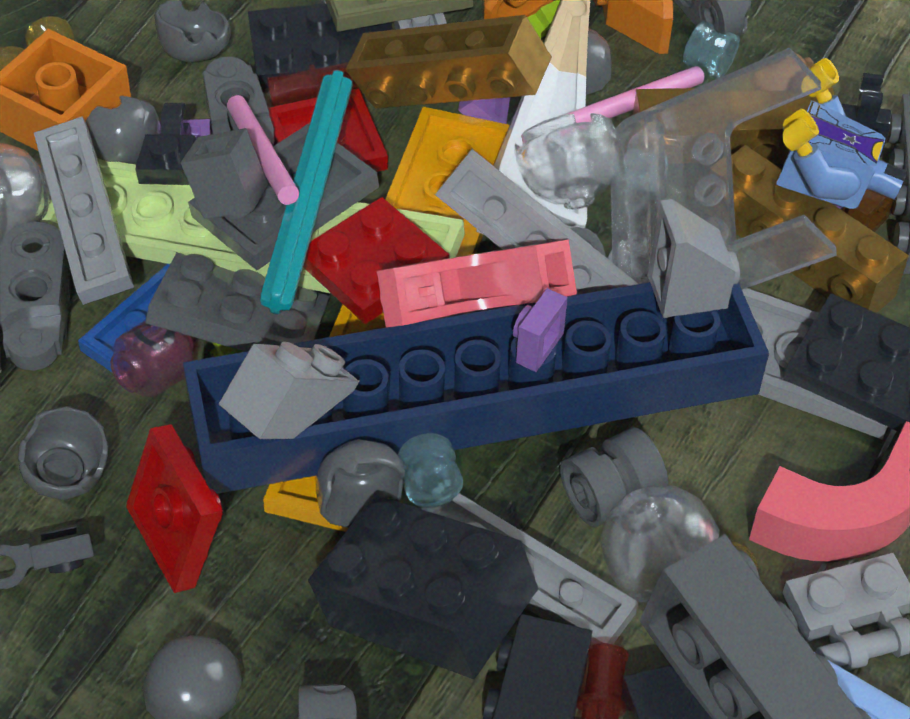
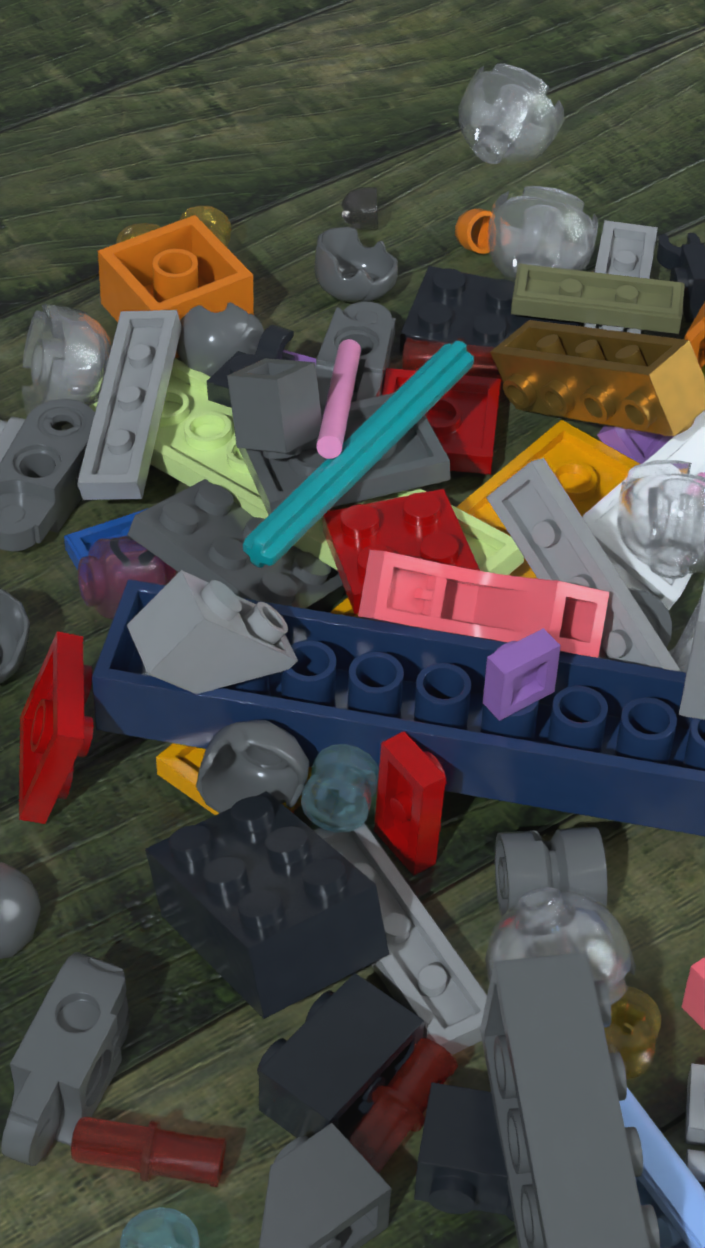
camera: 25 degrees right, 5 degrees down
(488, 460) = (409, 802): none -> red plate

